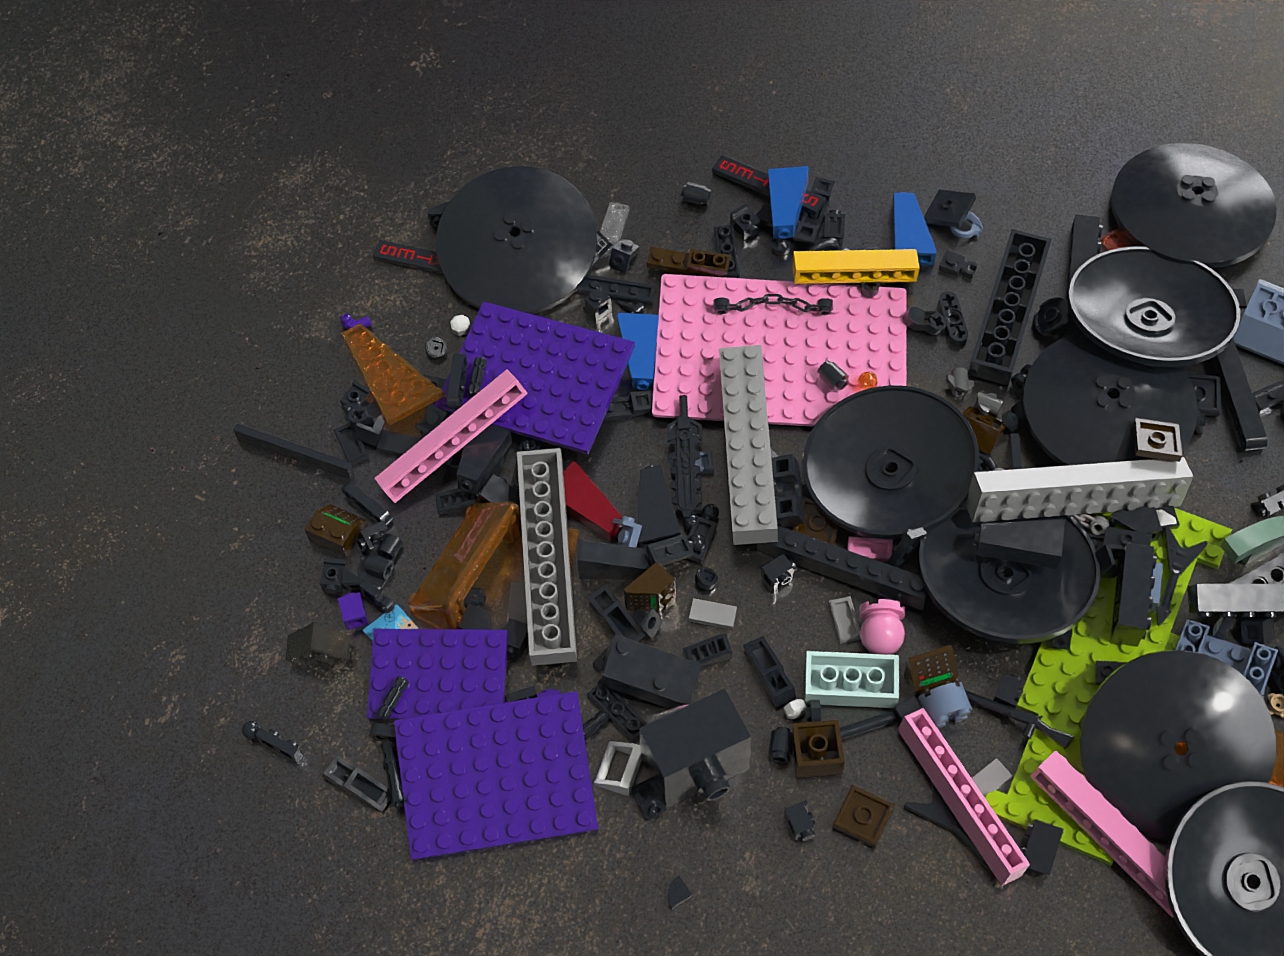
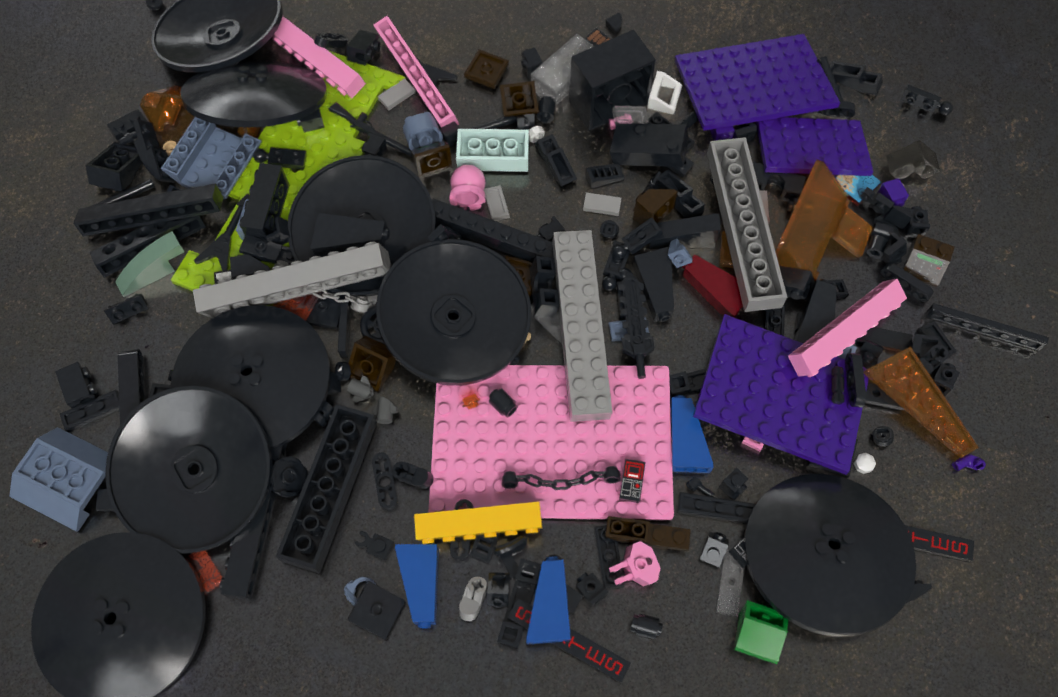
camera: 175 degrees right, 5 degrees up
(393, 697) = (844, 123): black axle -> none
(415, 561) = (852, 232): none -> clear orange plate
(594, 180) = (761, 632): none -> green slope
(700, 301) = (632, 481): none -> black tile
(702, 234) = (638, 565): none -> bright pink hinge
(744, 813) = (553, 75): none -> clear piece
(853, 225) = (475, 589): none -> light grey piece
(1078, 855) = (331, 40): none -> black beam
(1157, 439) = (216, 320): plate -> none

